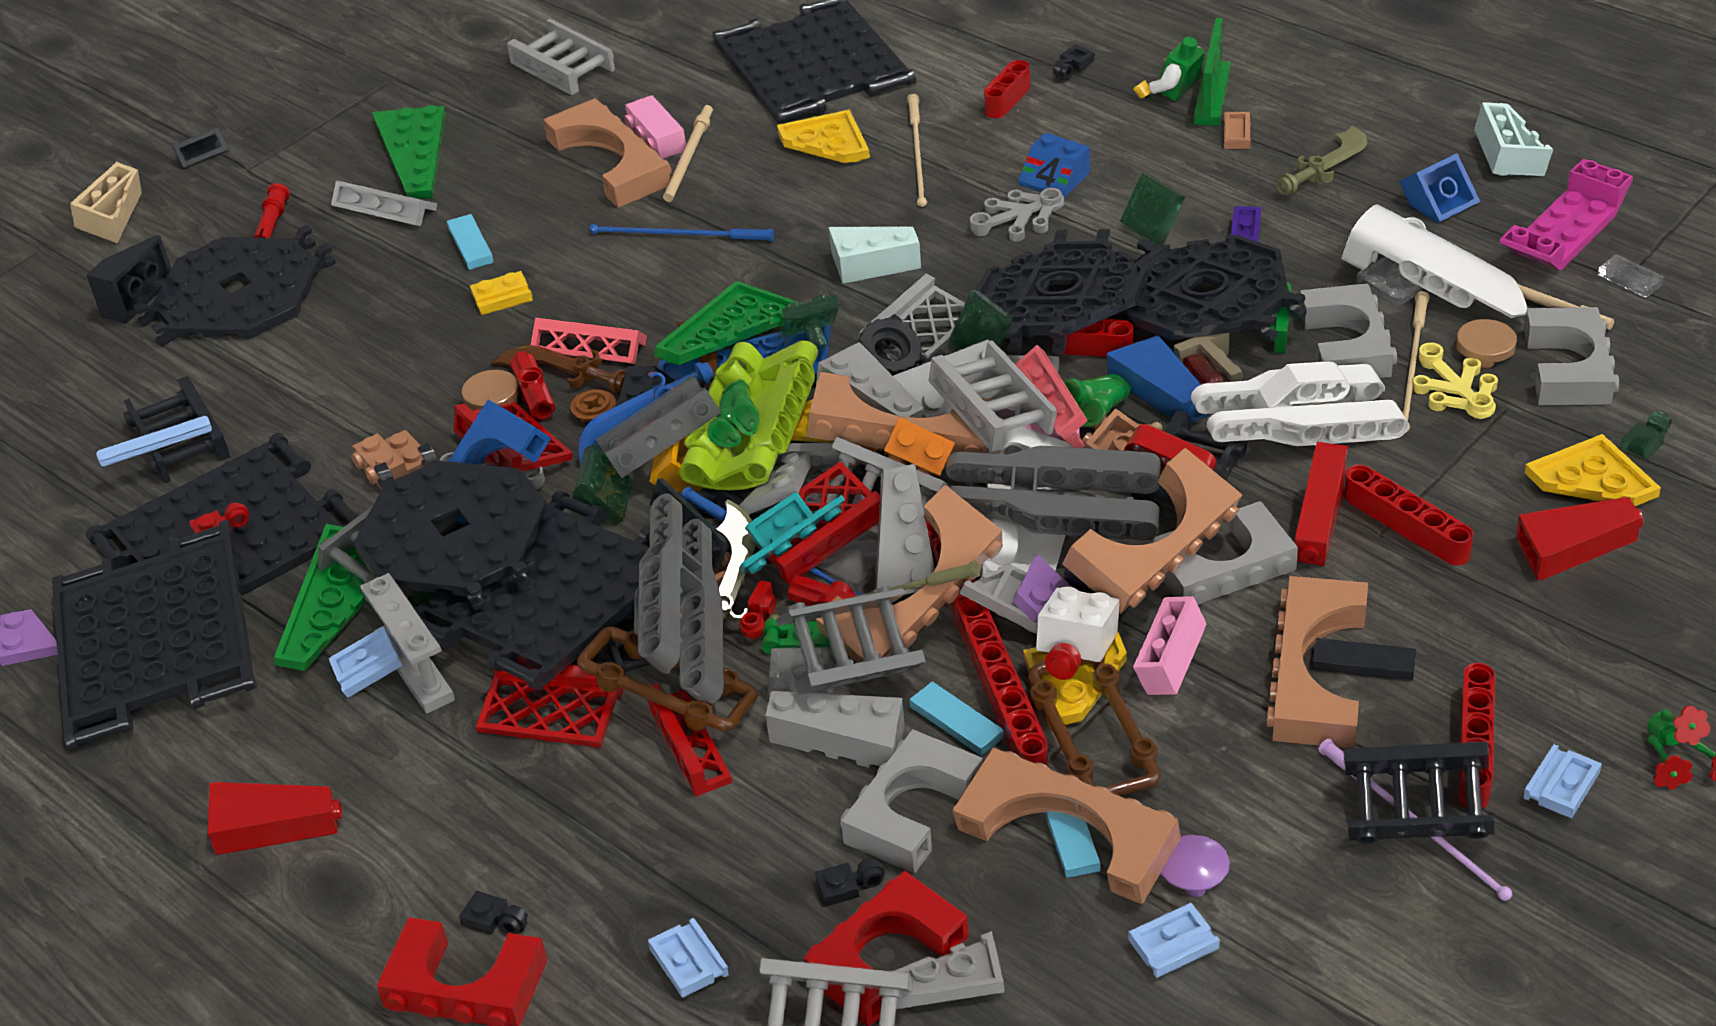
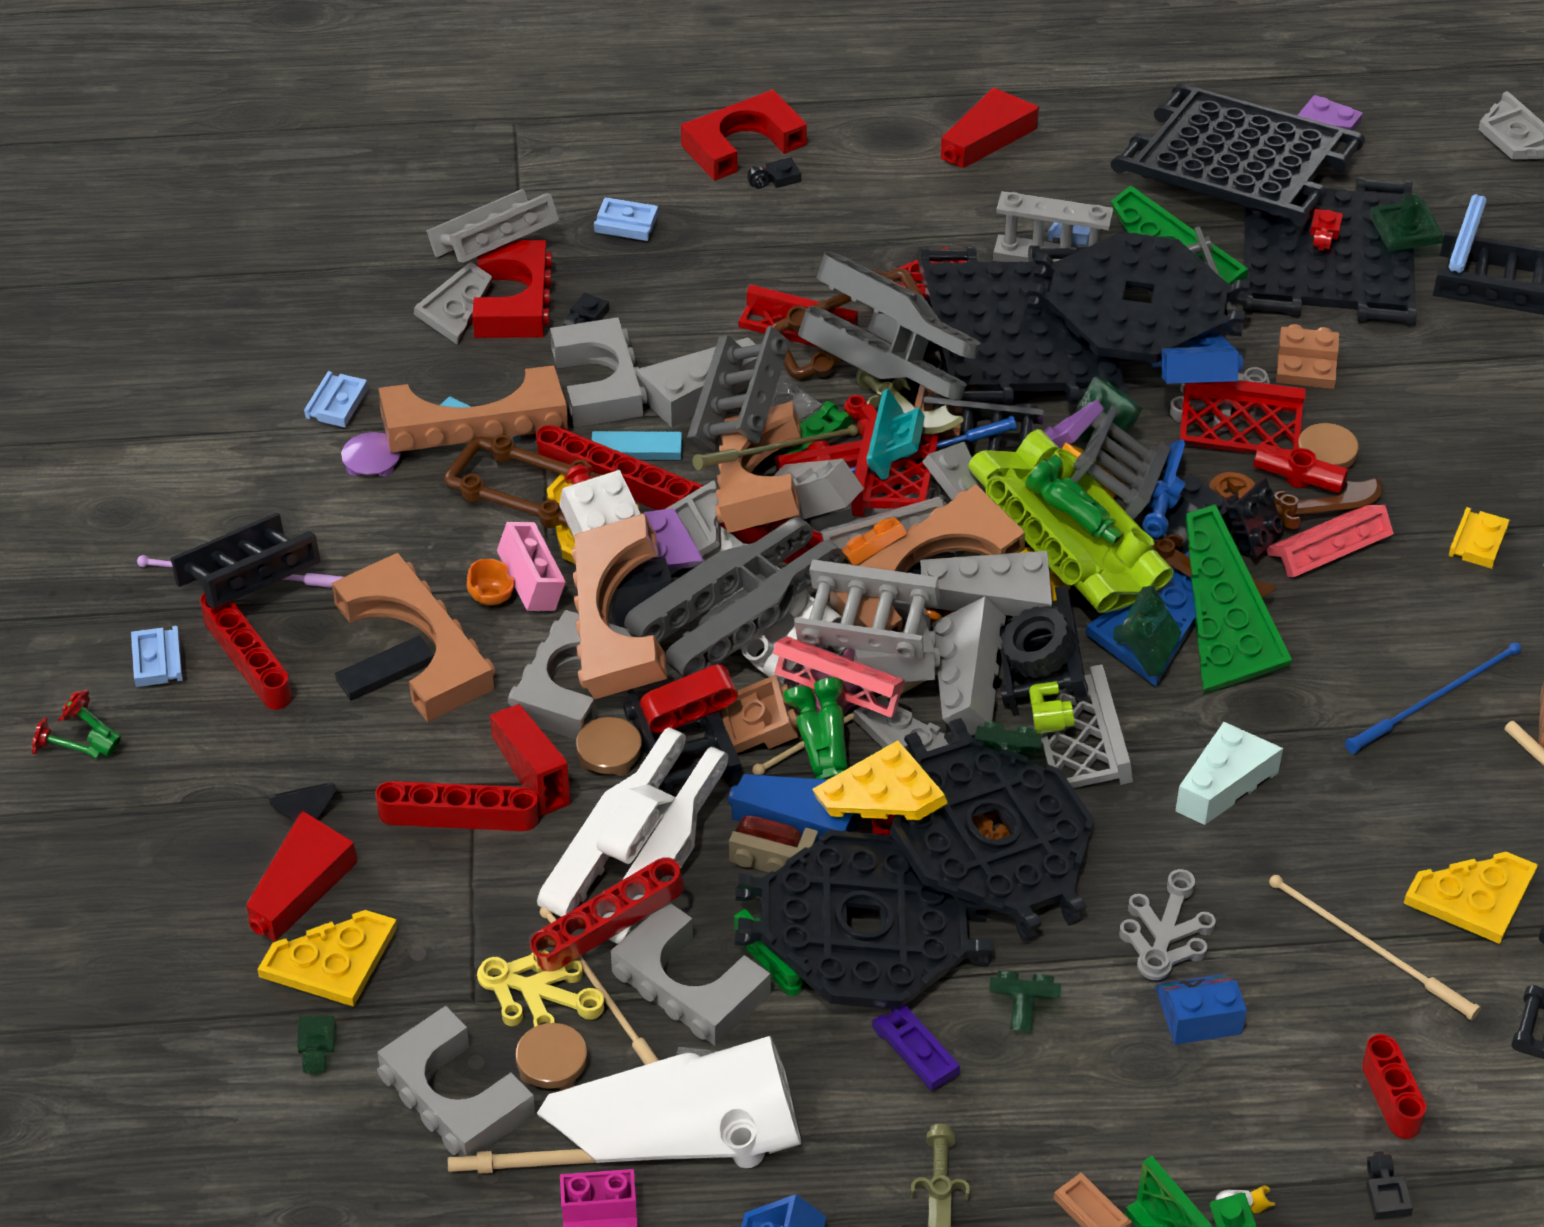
camera: 130 degrees right, 5 degrees up
(169, 482) = (1406, 224): none -> clear green plate
(630, 351) = (1256, 518): none -> black hinge
(637, 485) = (1075, 425): none -> medium lavender wing
(931, 330) = (1050, 715): none -> lime piece
(1114, 318) = (882, 786): none -> yellow plate
(1215, 660) = (489, 582): none -> orange hair
(1255, 488) = (608, 746): none -> medium nougat tile
(1380, 362) = (600, 929): none -> red beam
(1523, 594) = (308, 799): none -> black slope

